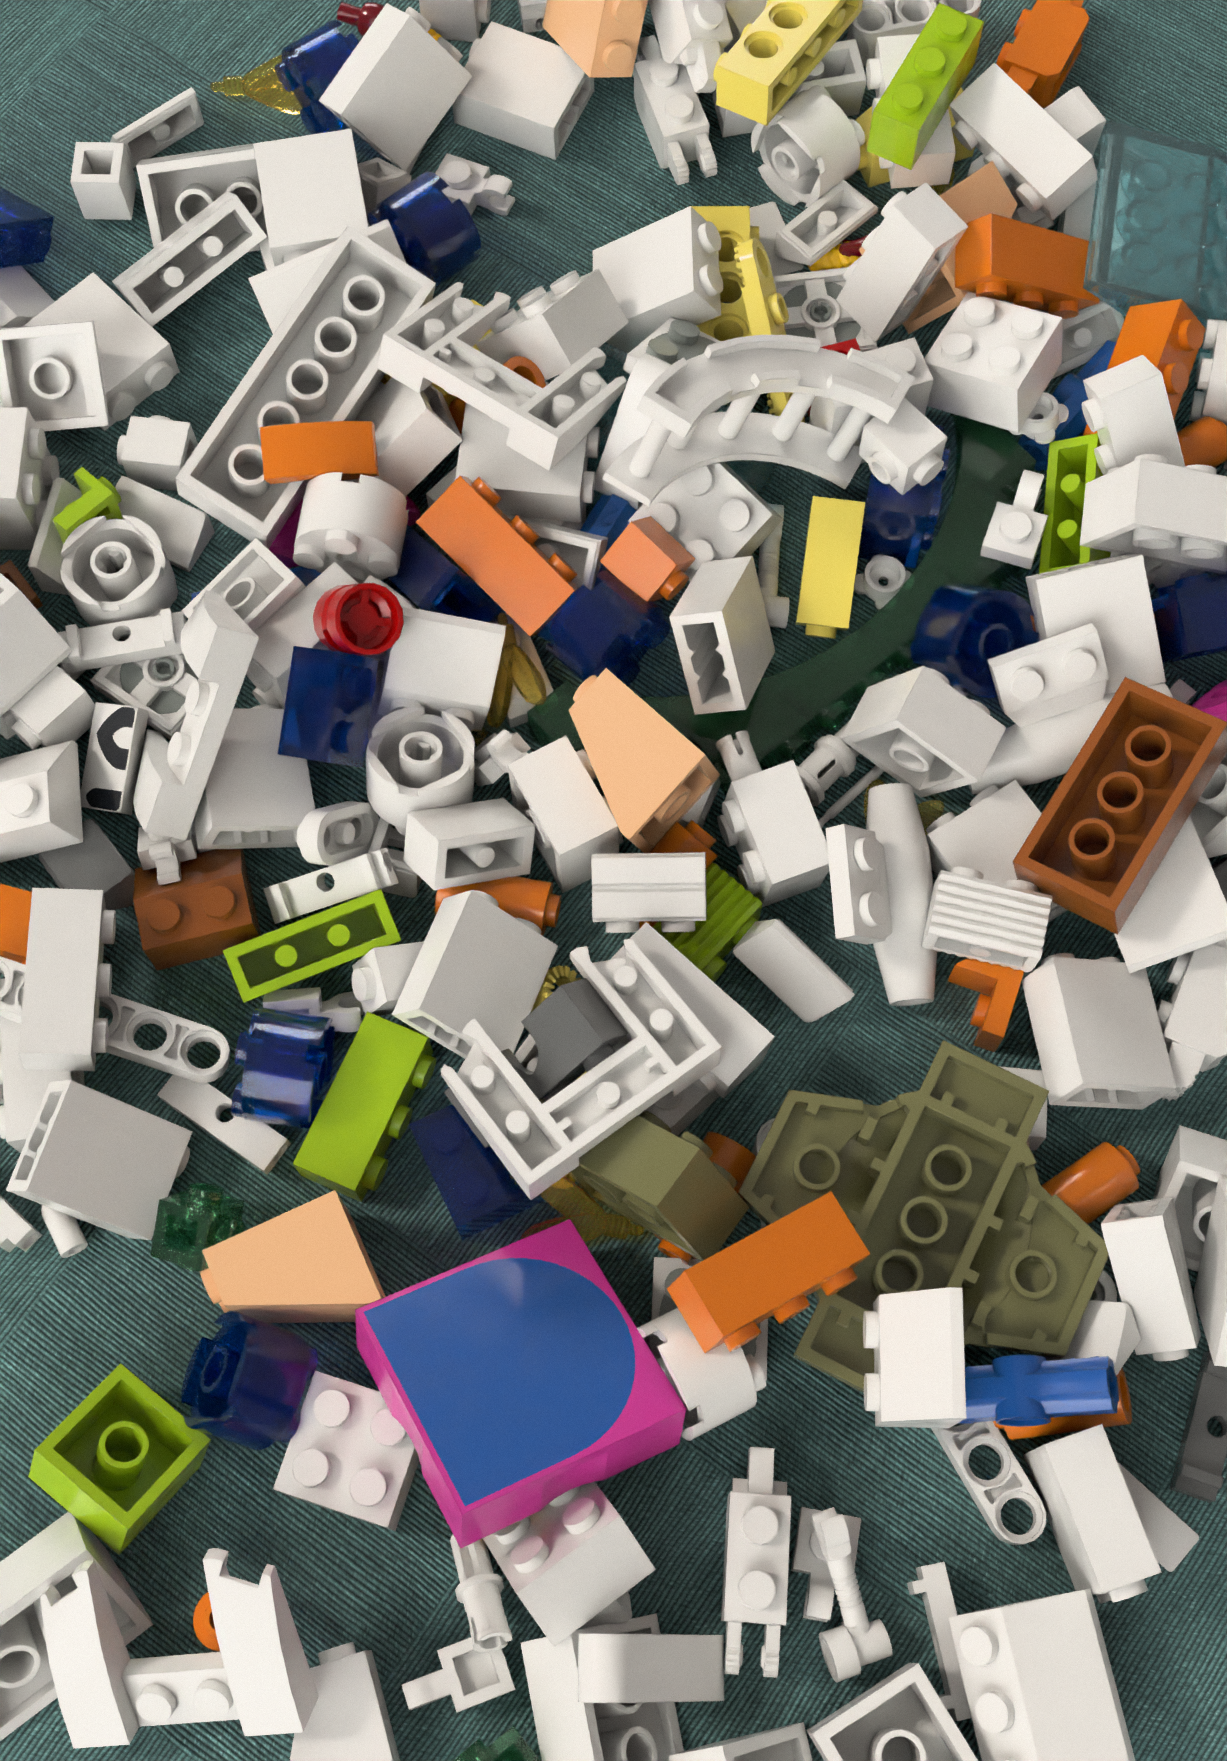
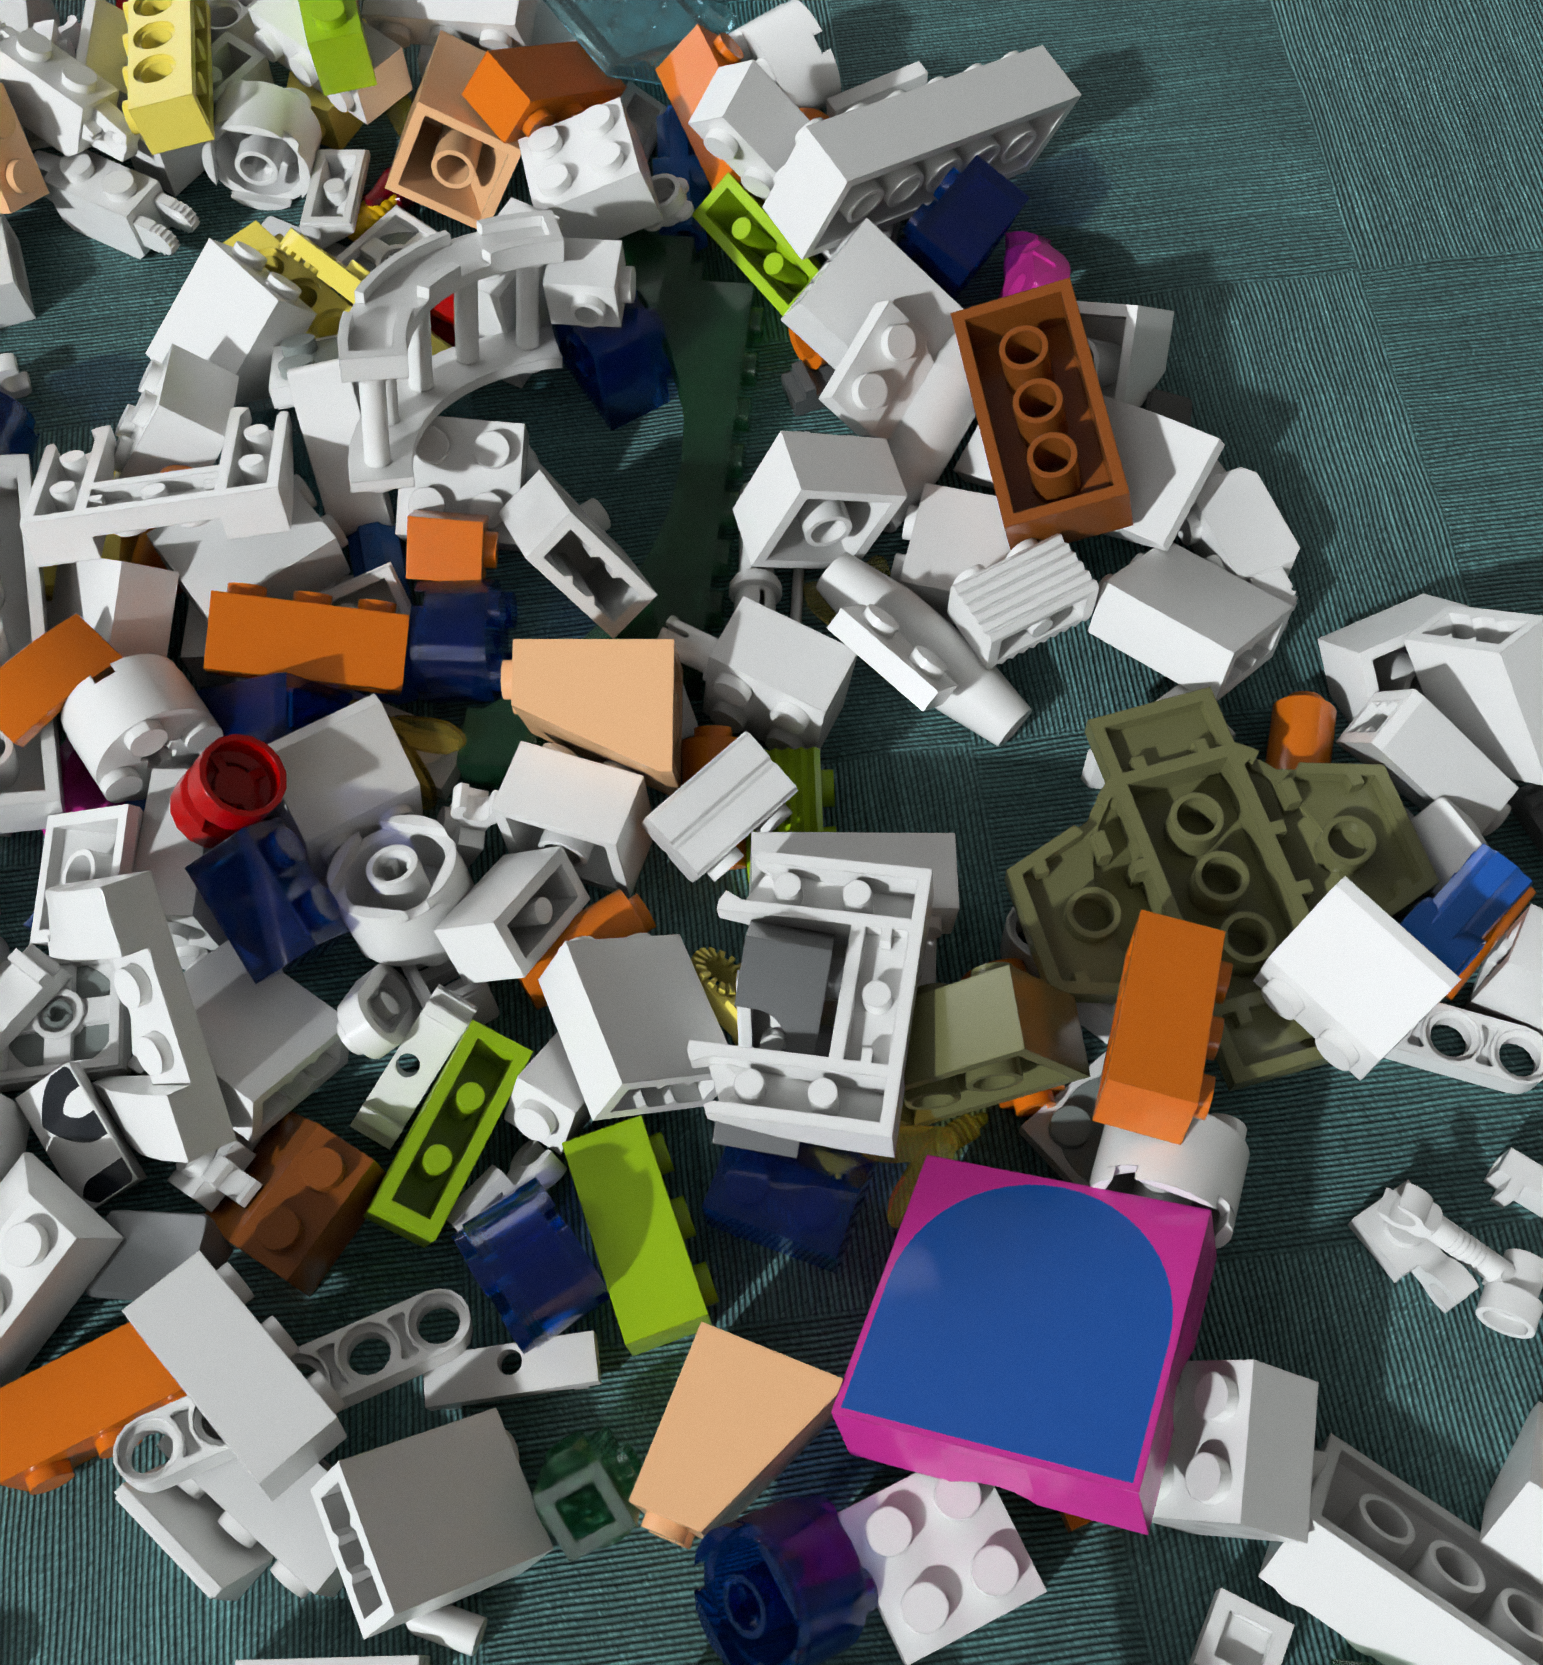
camera: 40 degrees left, 5 degrees down
(481, 1596) = (1179, 1570): white axle -> none
(650, 1668) = (1394, 1480): white beam -> none
(756, 1560) = (1373, 1301): white hinge -> none
(792, 970) = (897, 781): white slope -> none
(829, 566) = (601, 441): light yellow slope -> none
(880, 568) = (656, 415): white plate -> none
(900, 260) = (436, 150): white brick -> none
(965, 629) = (778, 392): clear blue brick -> none
(992, 1011) = (1083, 669): orange slope -> none
(1017, 529) = (731, 294): white plate -> none

